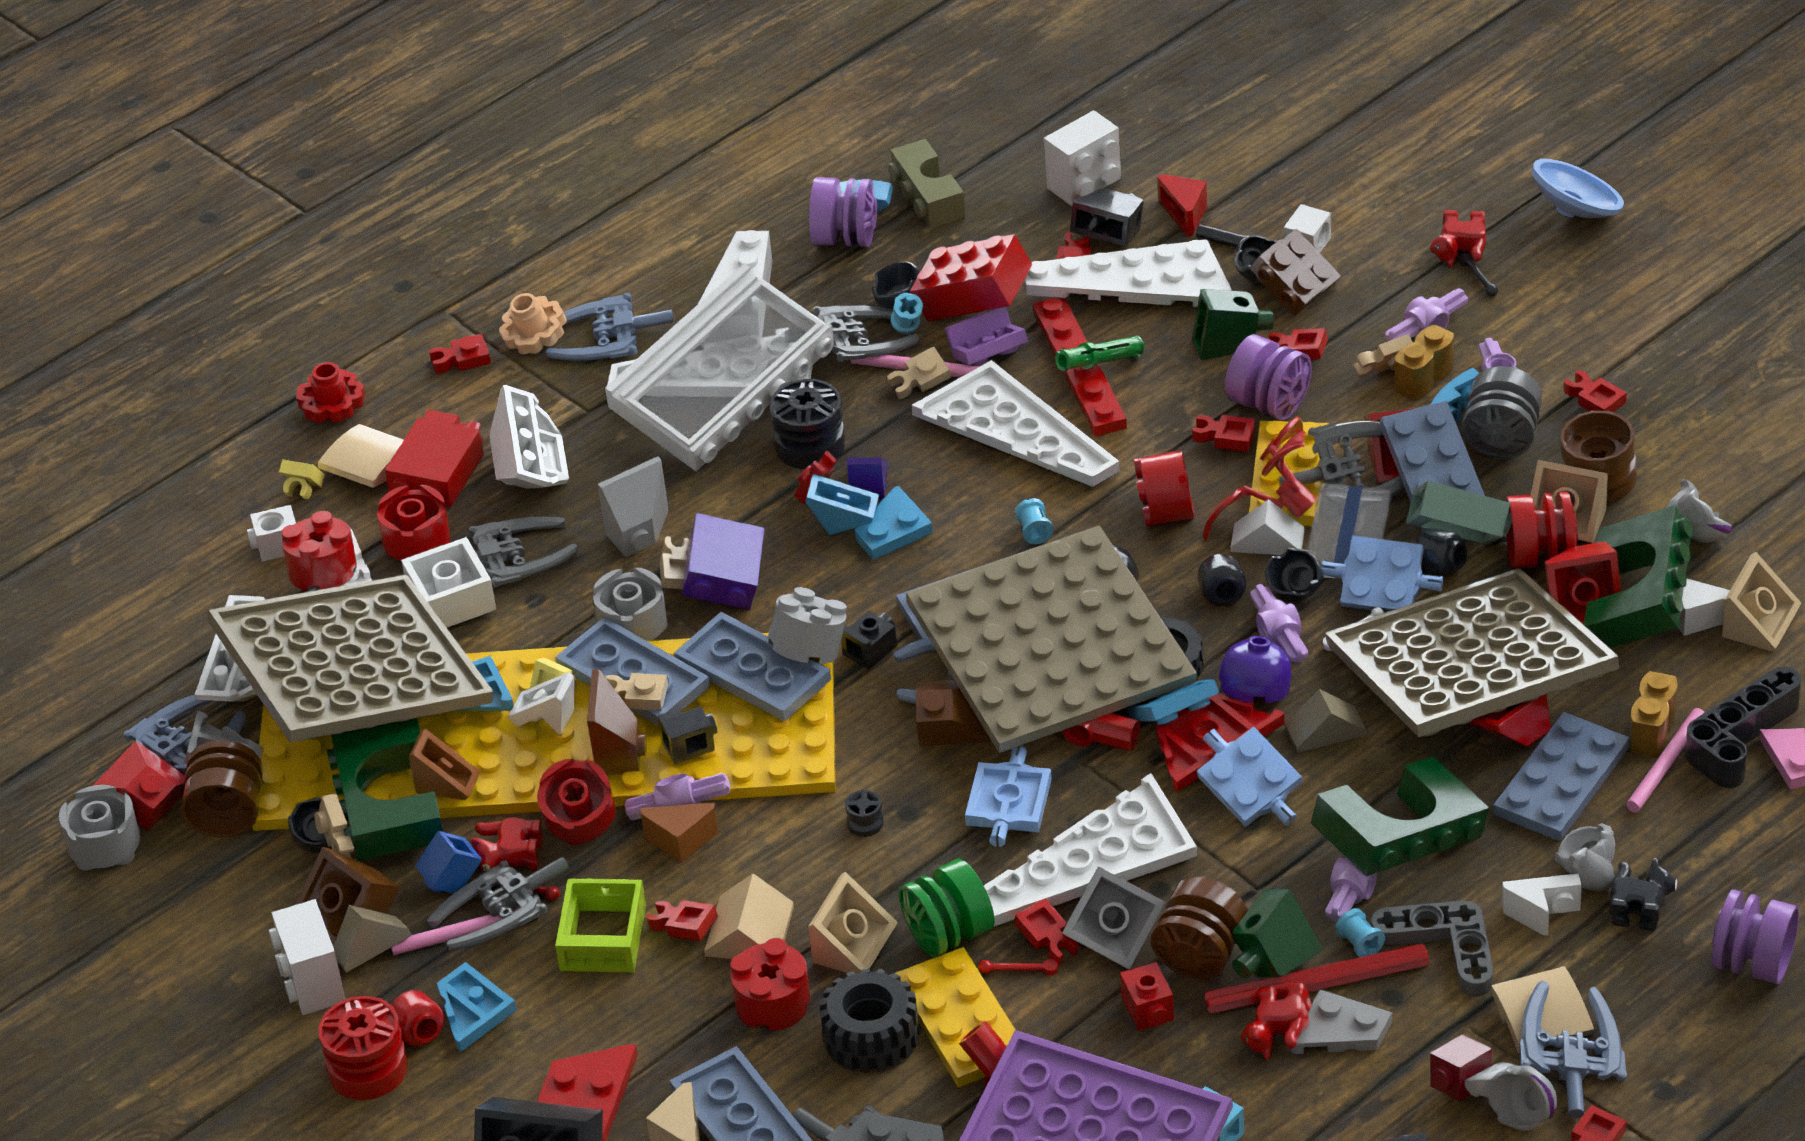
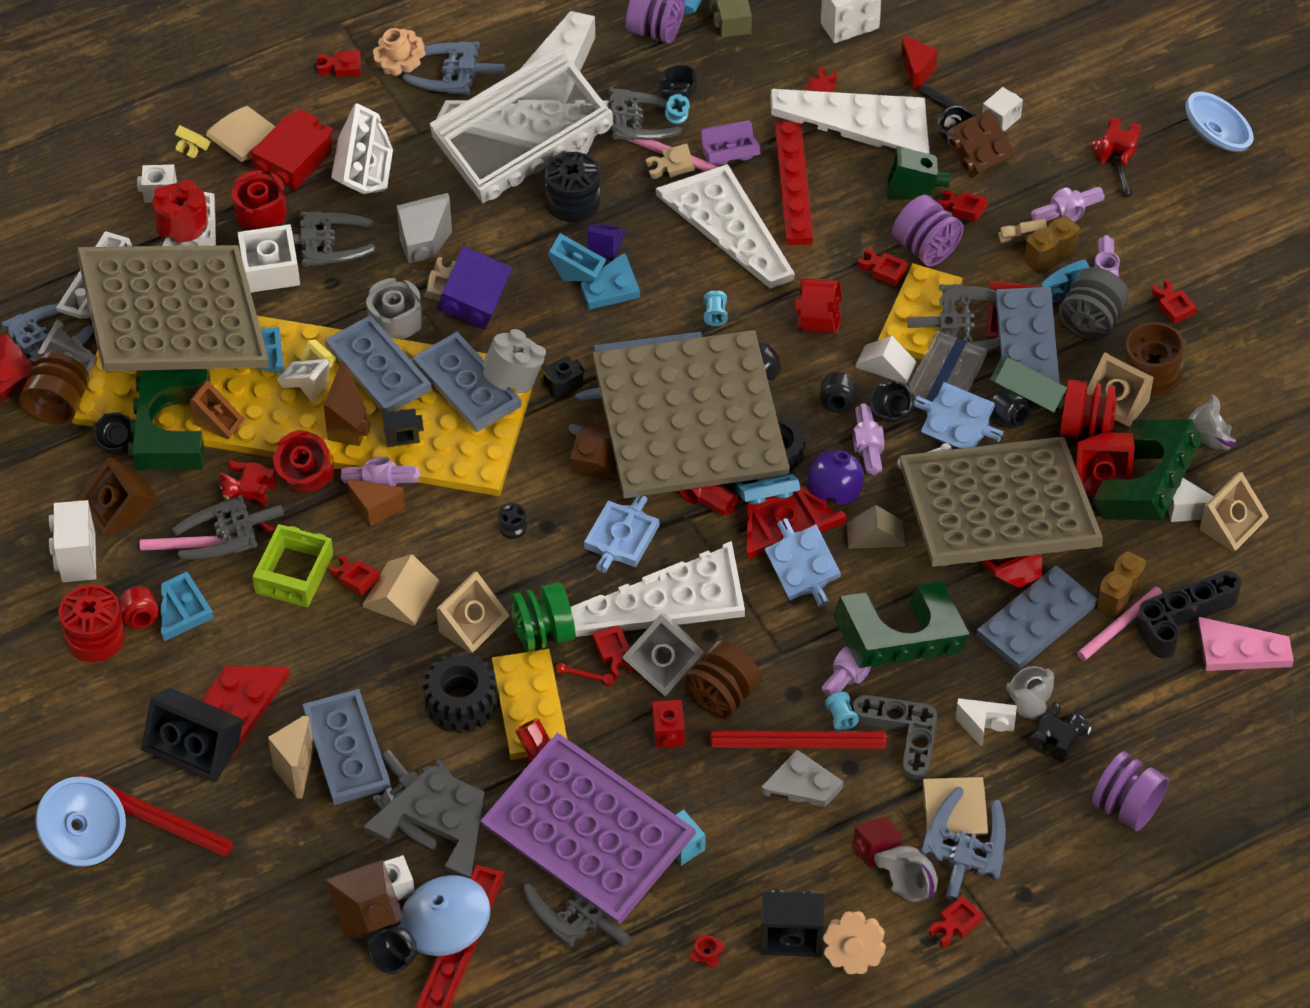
camera: 10 degrees right, 10 degrees up
(330, 394) = (233, 76): red plant -> none
(331, 822) = (122, 436): tan plate -> none
(366, 935) = (123, 532): dark tan slope -> none
(447, 863) = (198, 488): blue brick -> none
(641, 690) = (376, 385): tan plate -> none
(770, 985) = (398, 646): red brick -> none
(822, 468) = (569, 230): red plate -> none
(971, 277) = (732, 92): red brick -> none
(1089, 355) = (800, 179): green pin -> none
(1107, 216) = (855, 61): black torso -> none
(1273, 936) = (773, 702): dark green torso -> none
(1278, 1017) = (757, 765): red animal -> none
(1292, 492) = (912, 333): red plant -> none

